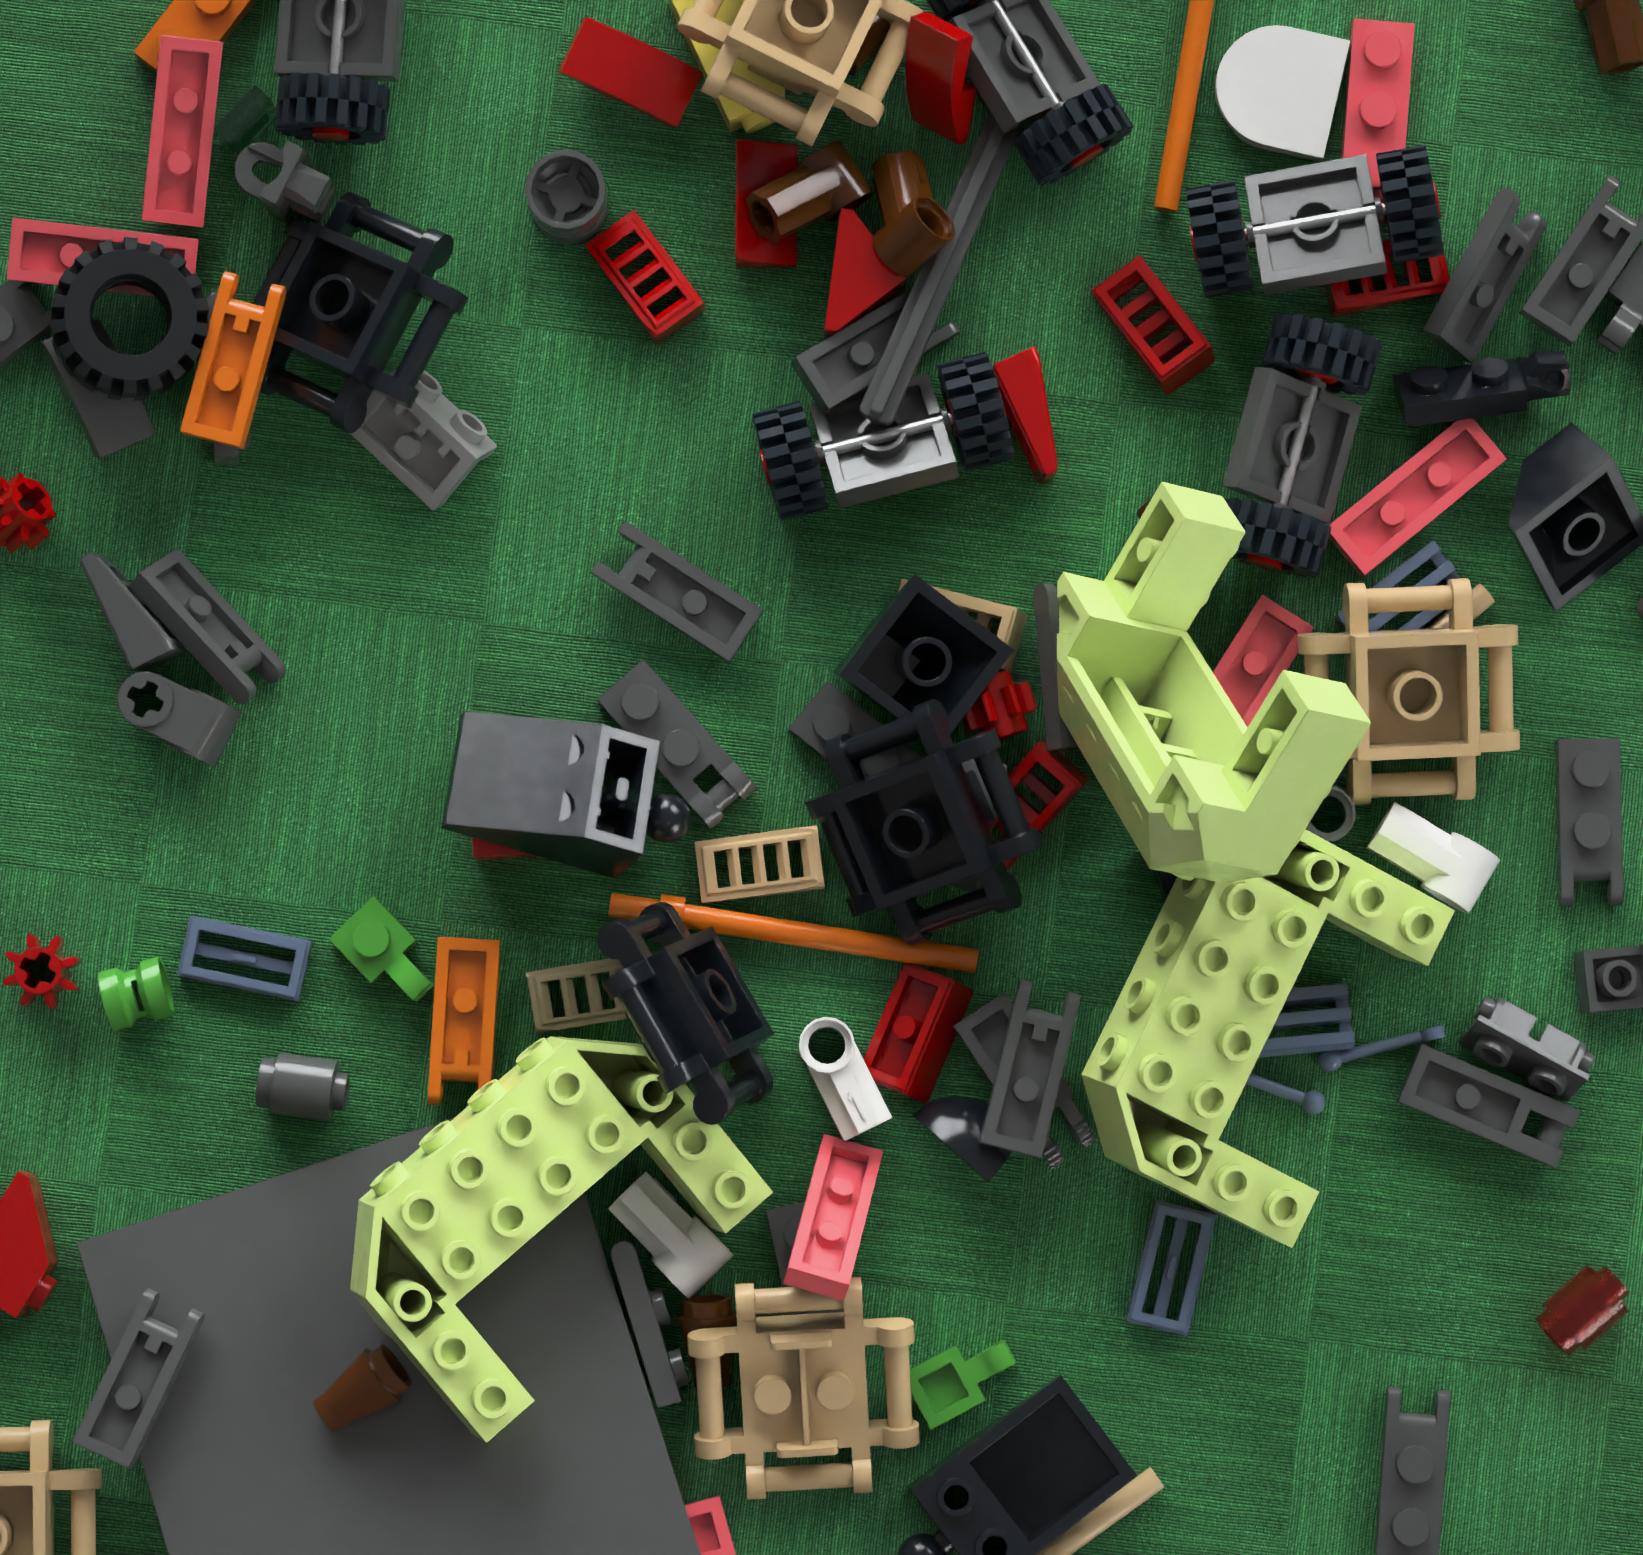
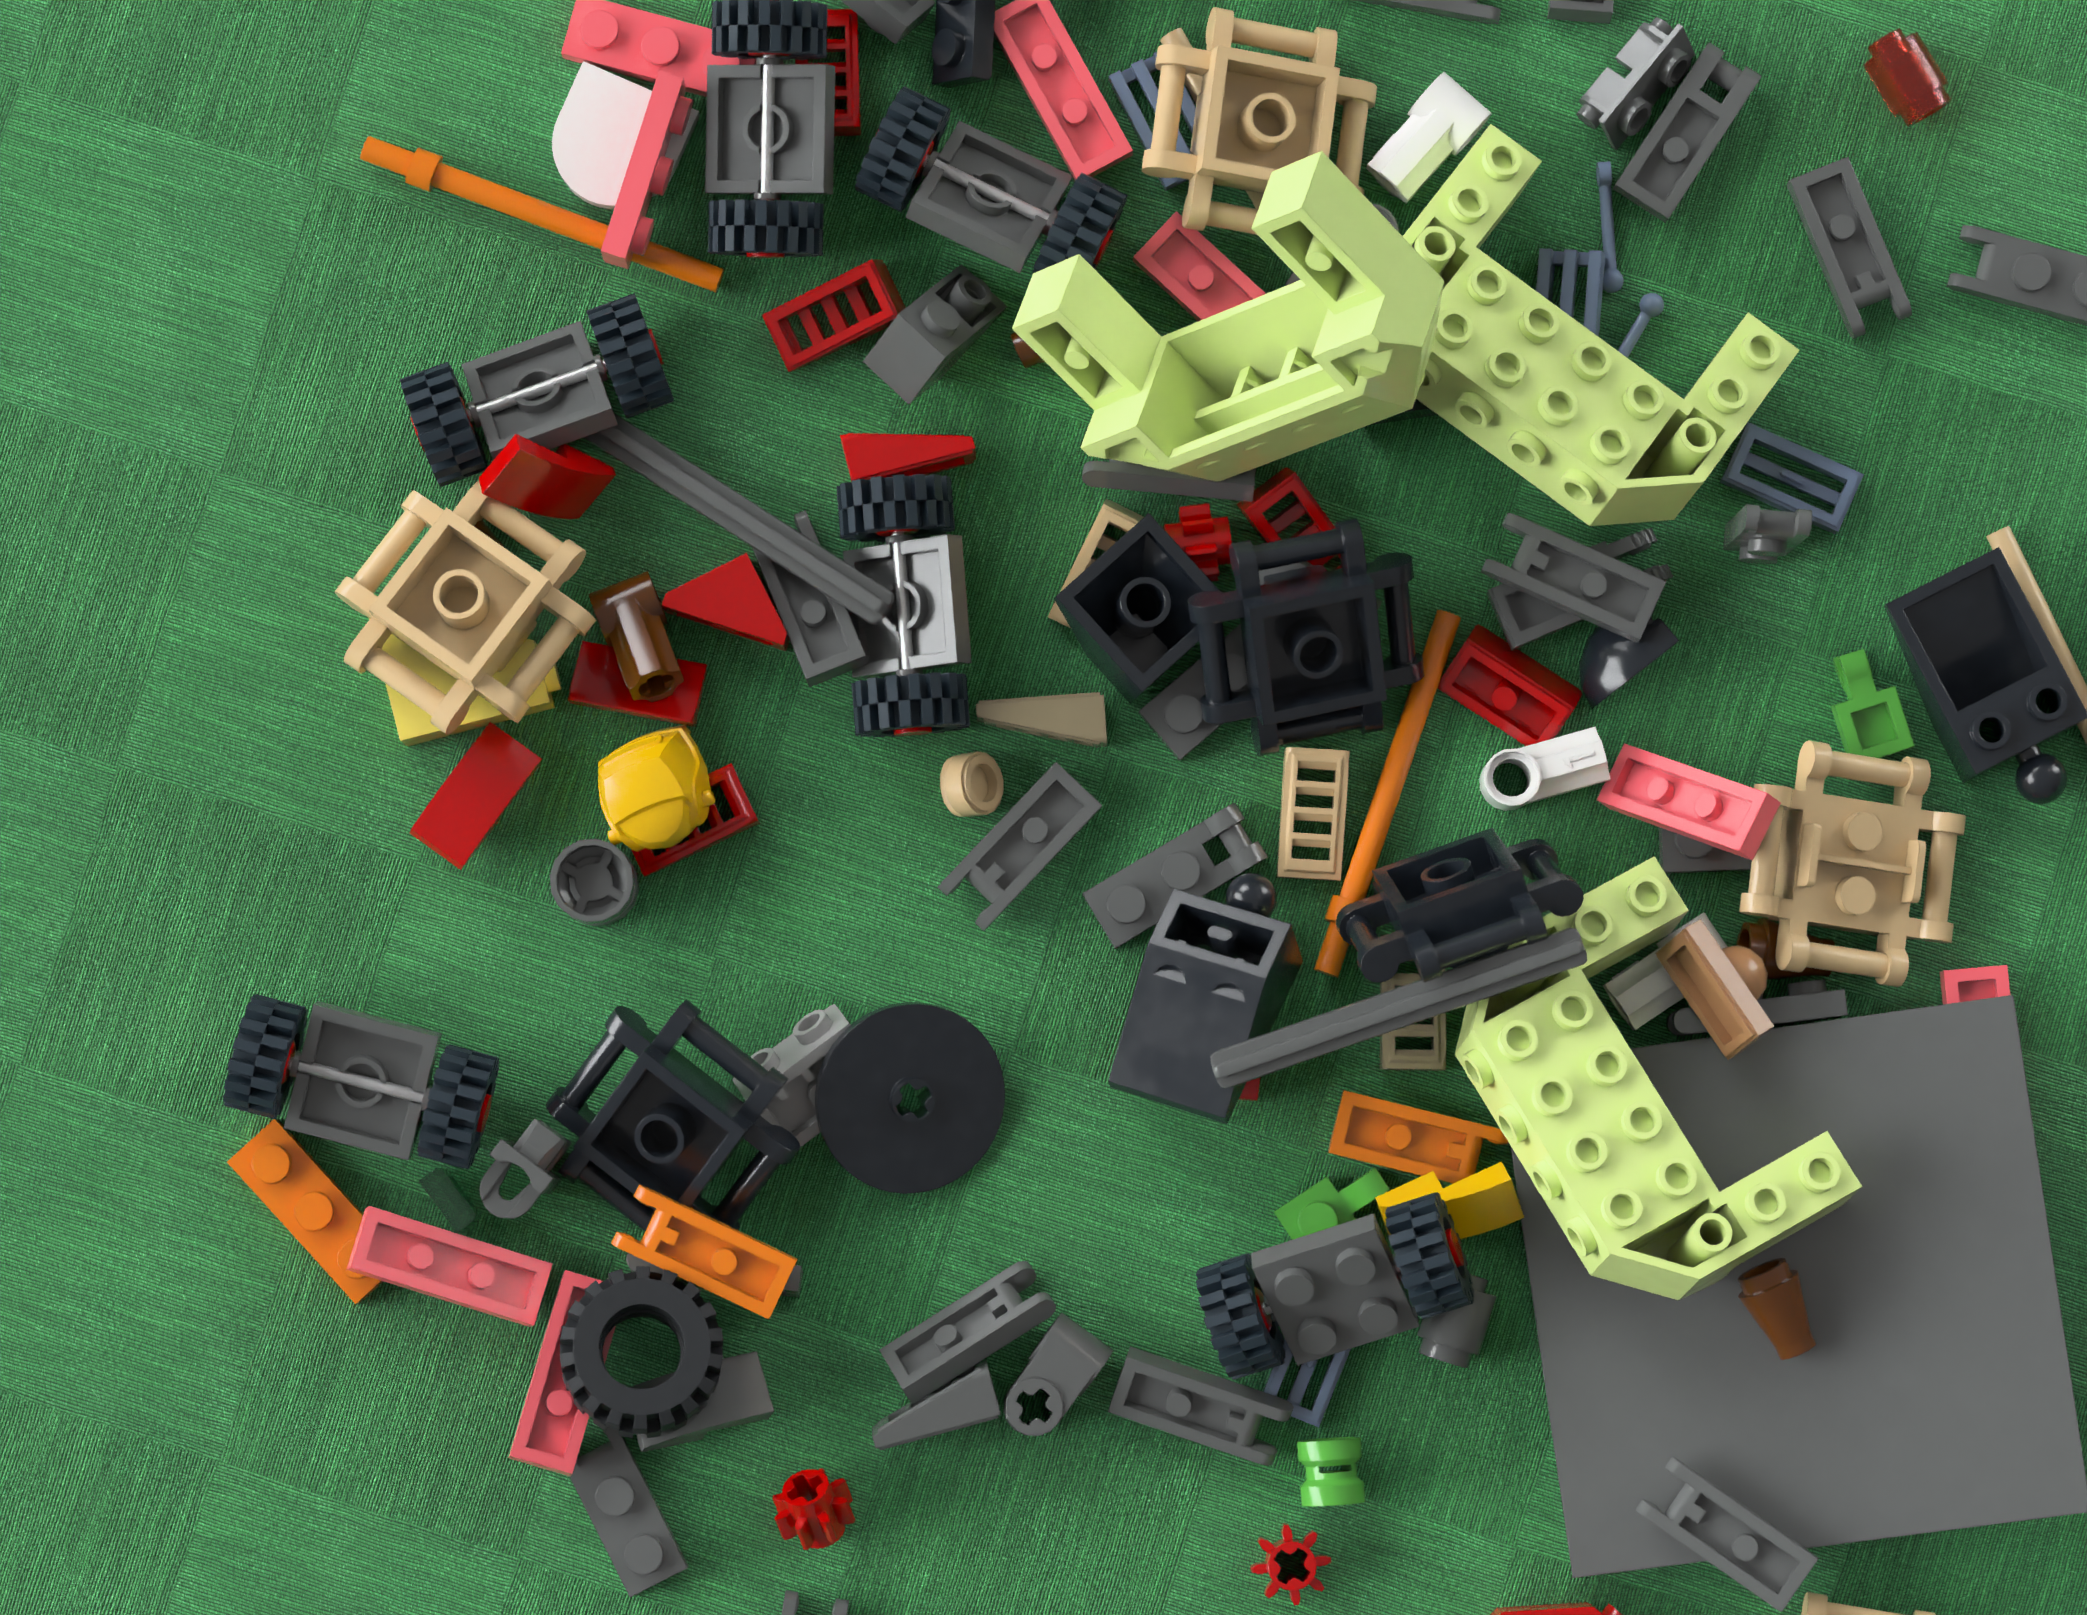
camera: 80 degrees left, 0 degrees up
(176, 856) = (1196, 1405): none -> dark grey hinge
(306, 962) = (1335, 1288): none -> plate
(371, 530) = (861, 1090): none -> black piece
(396, 1043) = (1475, 1203): none -> yellow slope
(576, 966) = (1397, 1008): none -> dark grey axle
(659, 1277) = (1719, 986): none -> medium nougat tile
(665, 235) = (654, 789): none -> yellow helmet
(728, 536) = (971, 784): none -> tan tile
(807, 612) = (1059, 717): none -> dark tan slope
(912, 221) = (688, 535): reddish brown piece -> none
(1105, 1246) = (1766, 534): none -> dark grey hinge
(1152, 419) = (934, 333): none -> dark grey slope
(1253, 116) = (647, 170): none -> coral plate
(1410, 1280) = (1847, 243): none -> dark grey hinge

